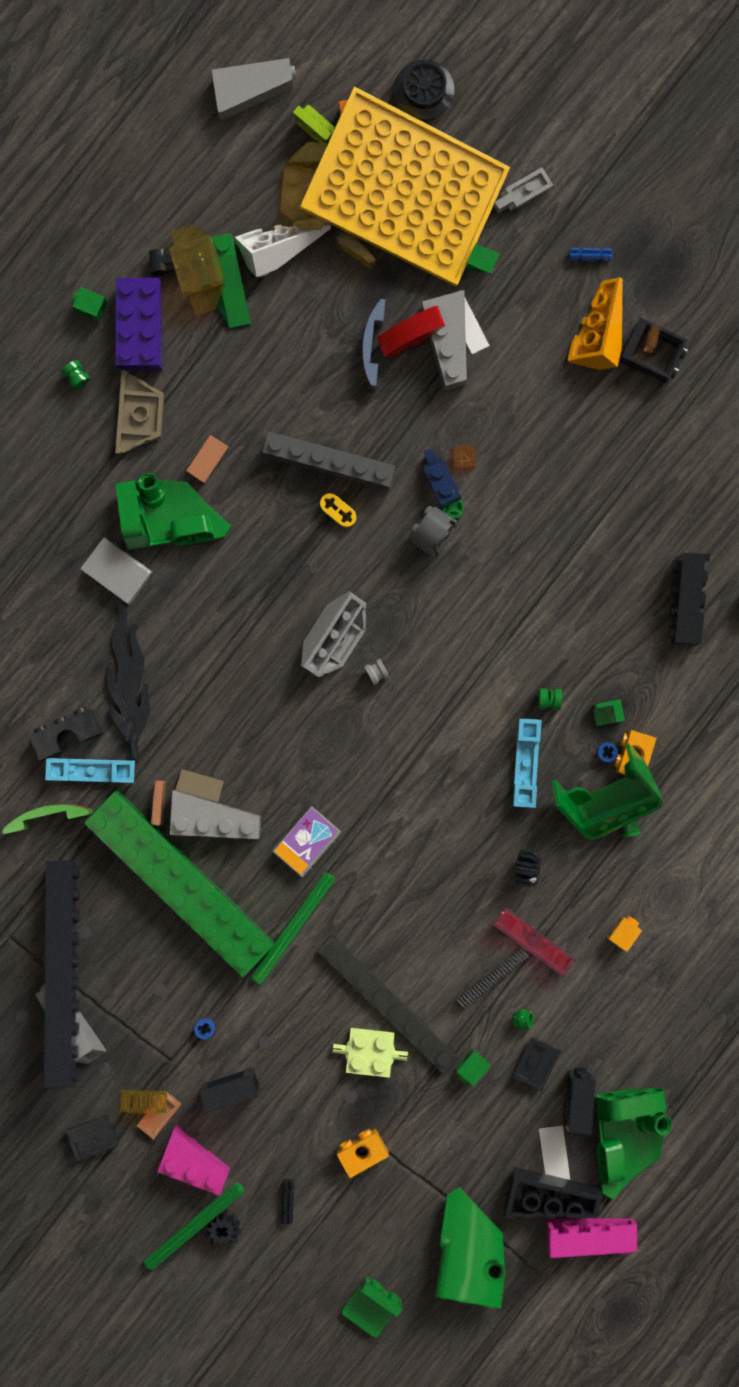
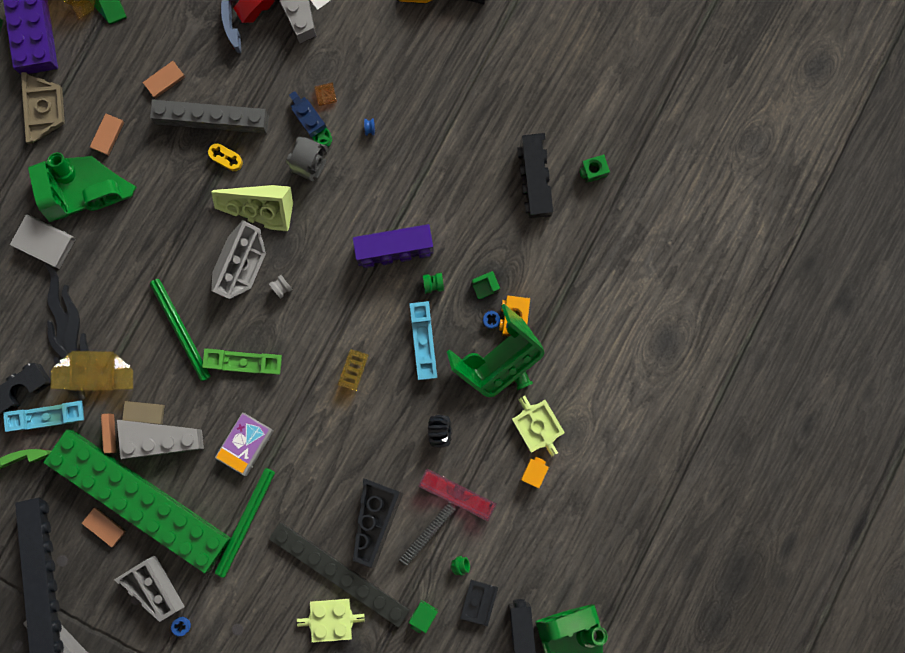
camera: 10 degrees left, 5 degrees down
(136, 904) = (103, 527): none -> nougat tile
(153, 731) = (91, 372): none -> clear yellow piece
(181, 982) = (152, 588): none -> light grey wedge
(255, 699) = (179, 329): none -> green axle
(282, 406) = (164, 79): none -> nougat tile
(320, 749) = (242, 362): none -> bright green slope
(372, 573) = (263, 204): none -> yellowish green wedge
(440, 800) = (342, 382): none -> clear yellow slope
(440, 949) = (374, 522): none -> black wedge
(509, 505) = (369, 126): none -> blue bush
(514, 649) = (393, 245): none -> dark purple brick
(637, 881) = (538, 426): none -> yellowish green plate

